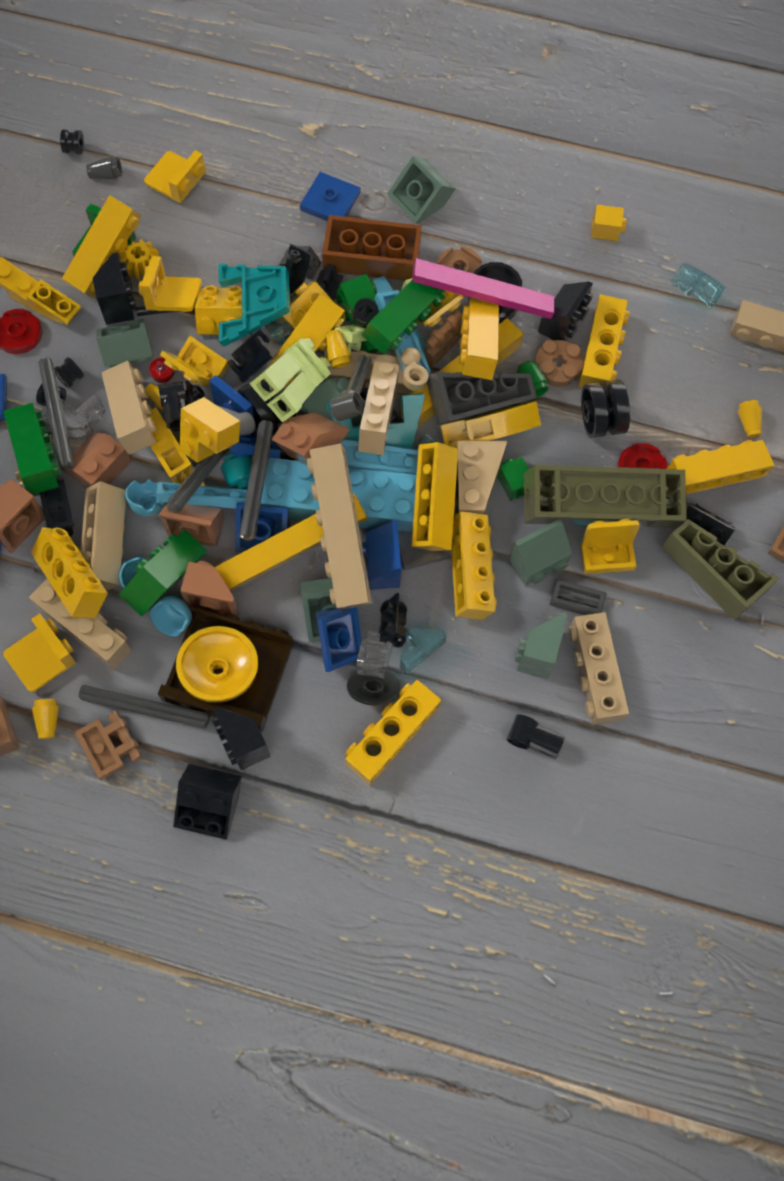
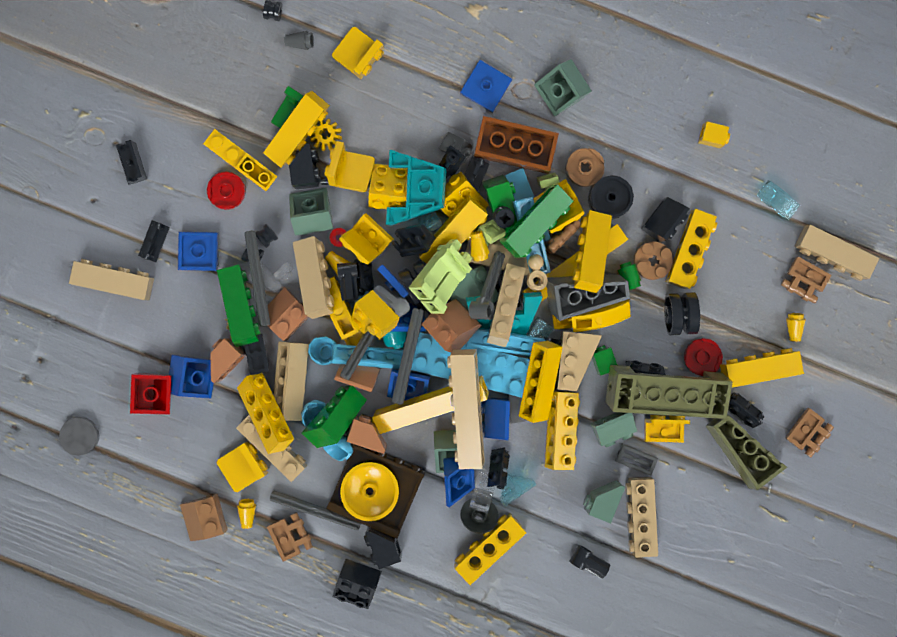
camera: 10 degrees right, 20 degrees up
(483, 288) = (600, 207): tile -> none
(754, 360) = (808, 274): none -> medium nougat plate

